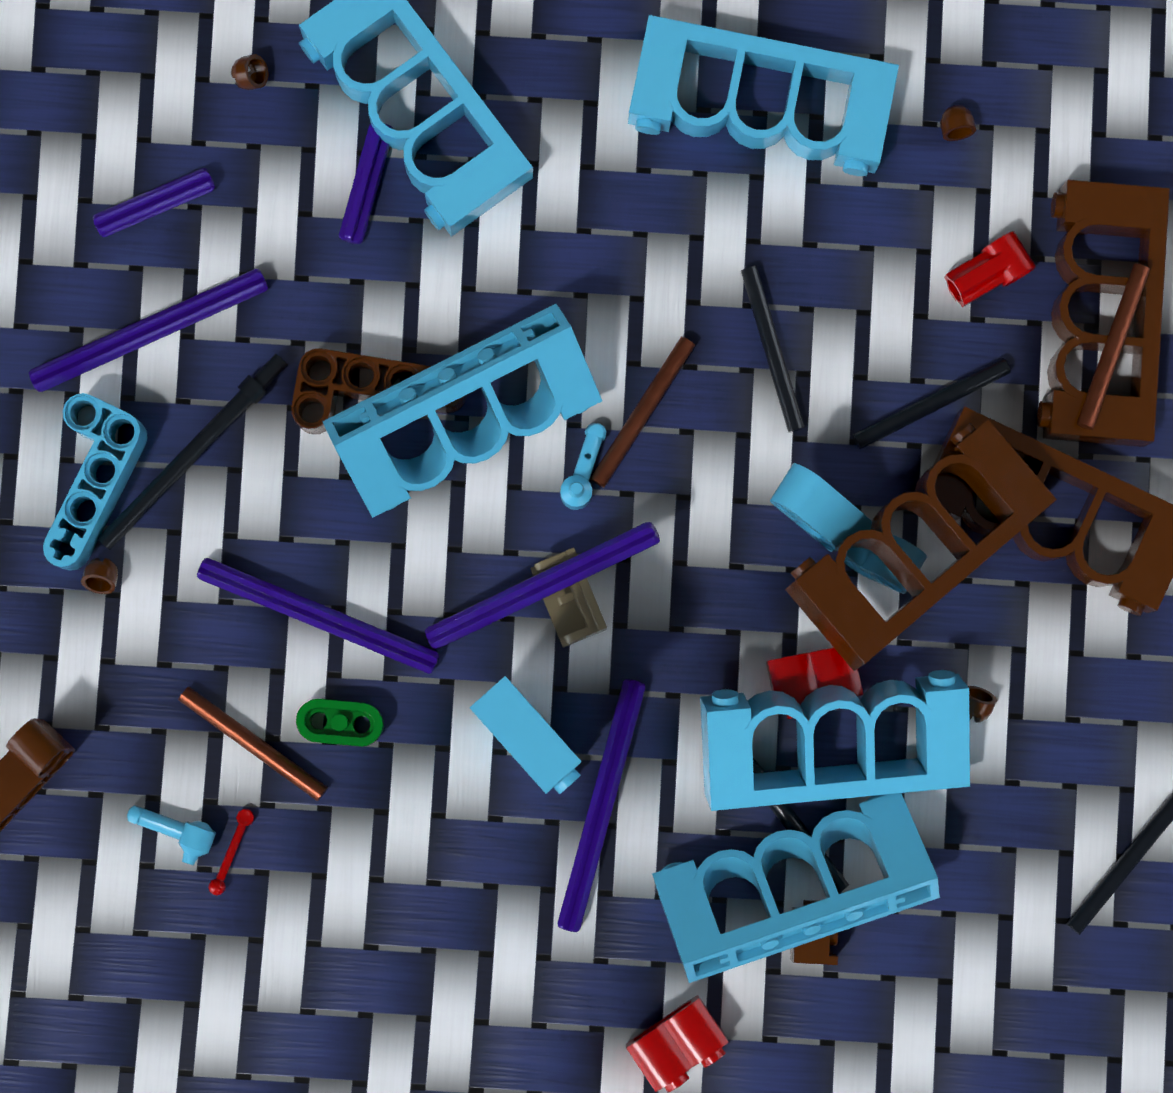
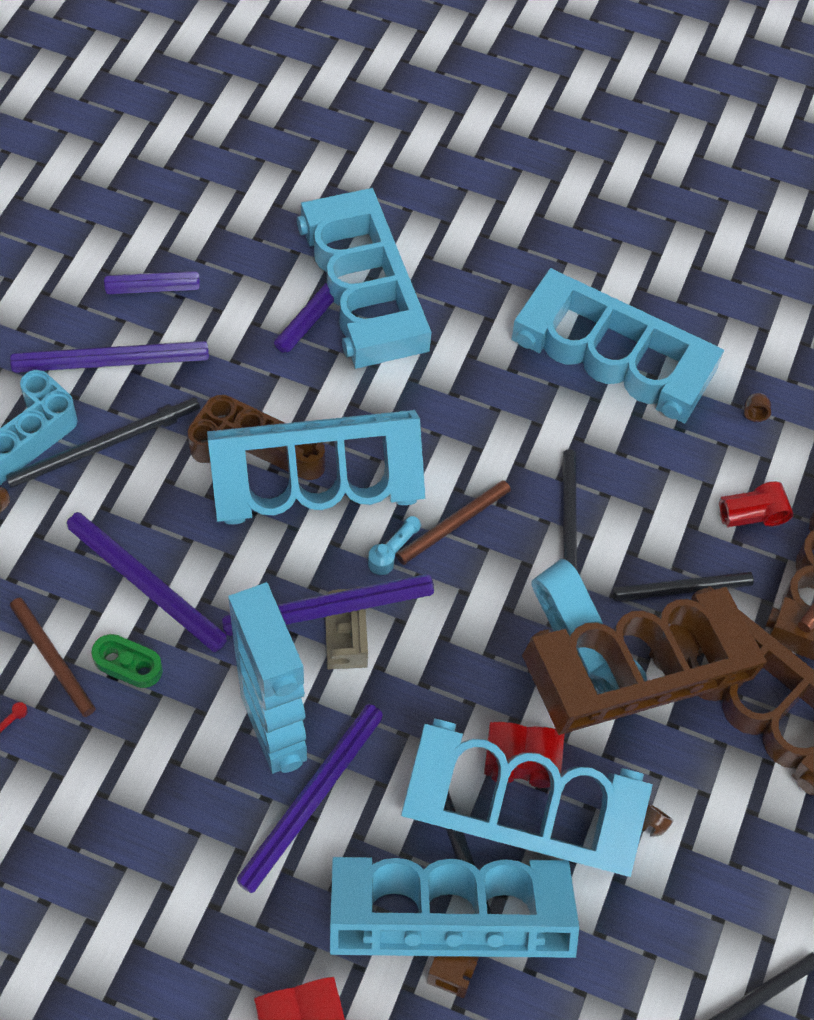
camera: 20 degrees right, 25 degrees down
(253, 79) = (261, 225): reddish brown hinge -> none

